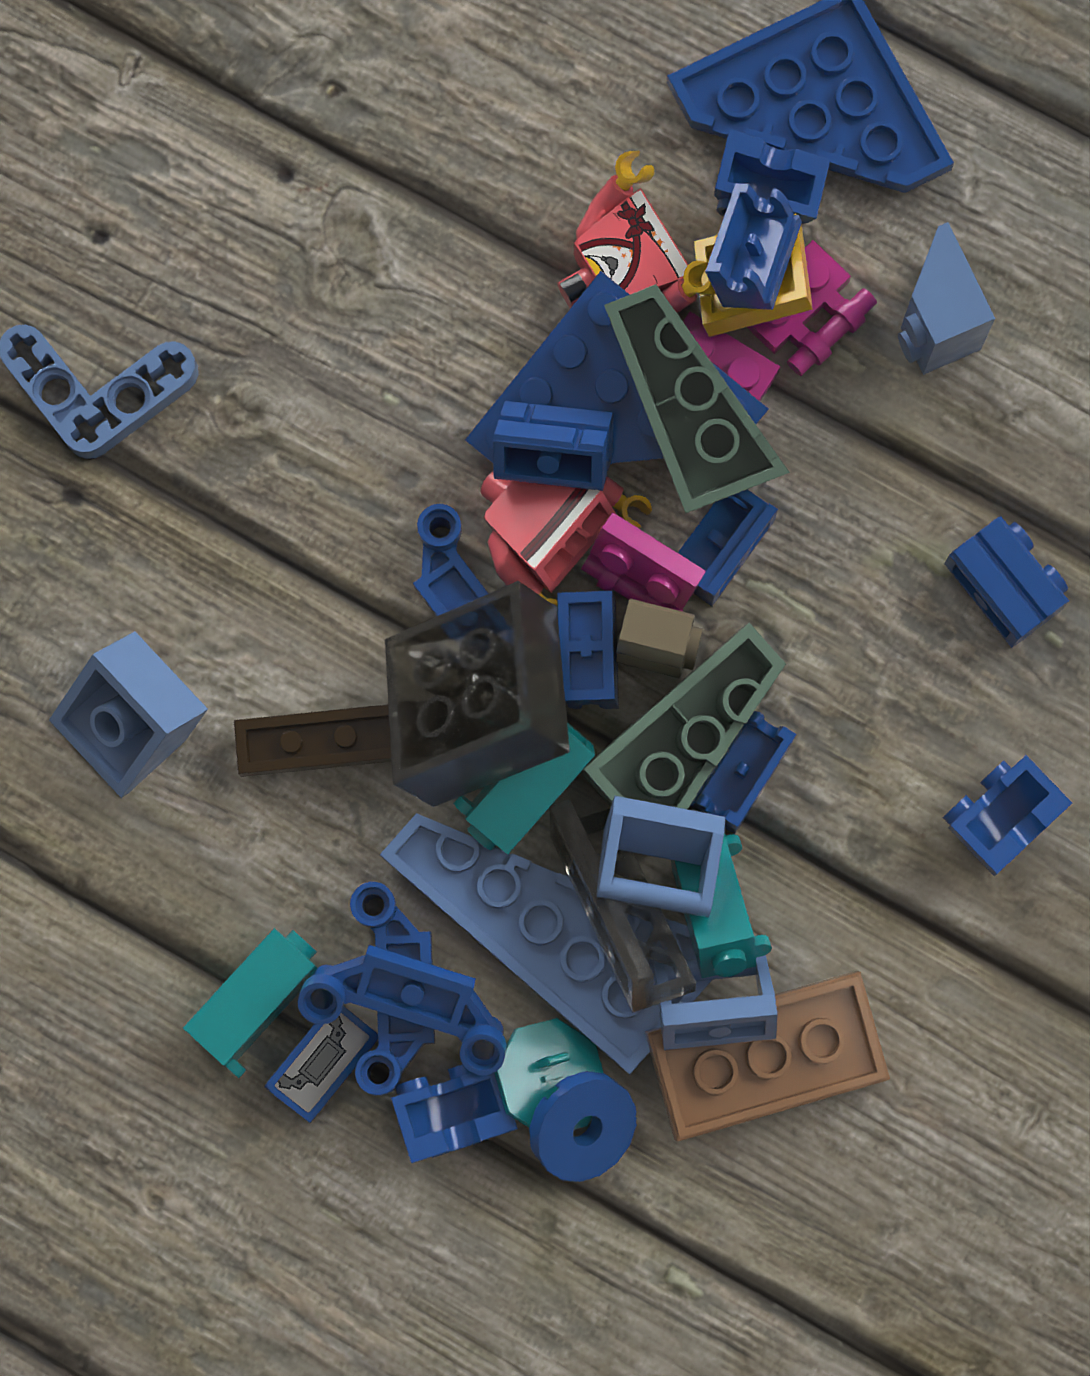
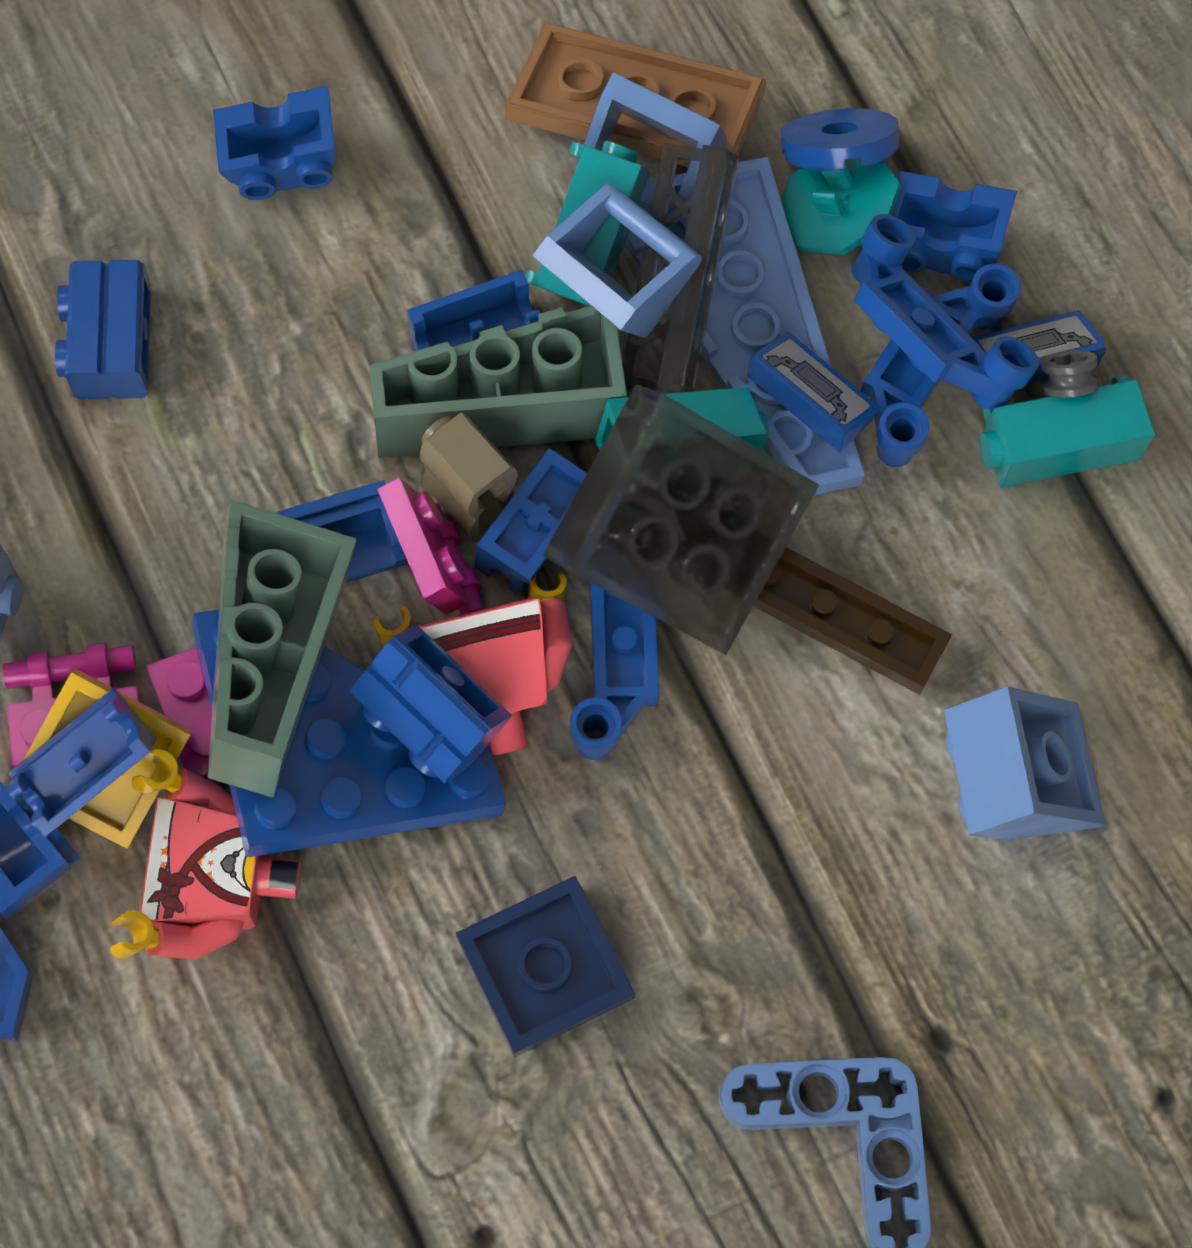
camera: 155 degrees left, 10 degrees down
(286, 1039) = (1070, 374): none -> dark grey bush
(363, 355) = (545, 966): none -> dark blue plate
(459, 890) = (812, 390): none -> slope

